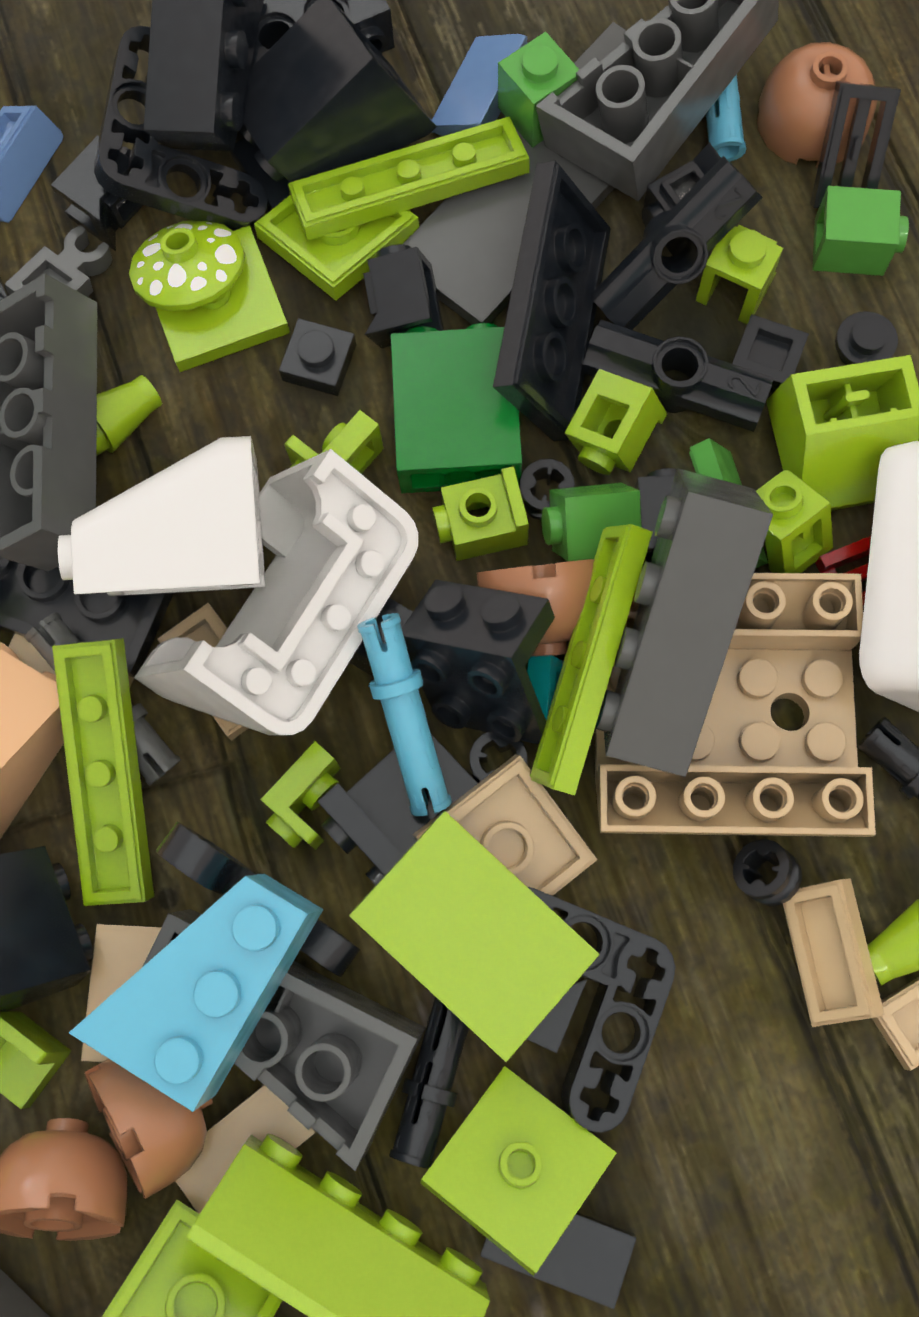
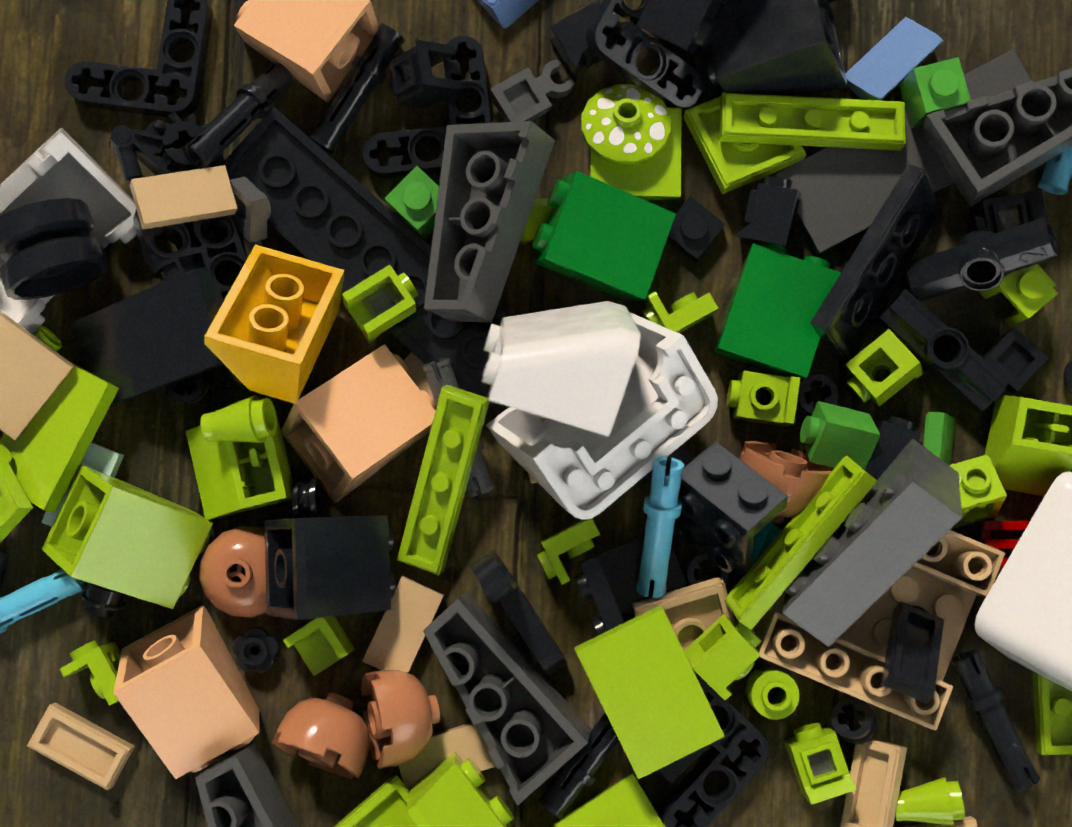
camera: 20 degrees right, 10 degrees up
(199, 388) = (602, 236): none -> green brick
(204, 992) = (467, 664): medium azure wedge -> none
(557, 846) = (723, 654): none -> lime brick
(628, 891) = (759, 685): none -> lime brick
(744, 947) = (818, 763): none -> lime window
(800, 745) = (913, 652): none -> black tile

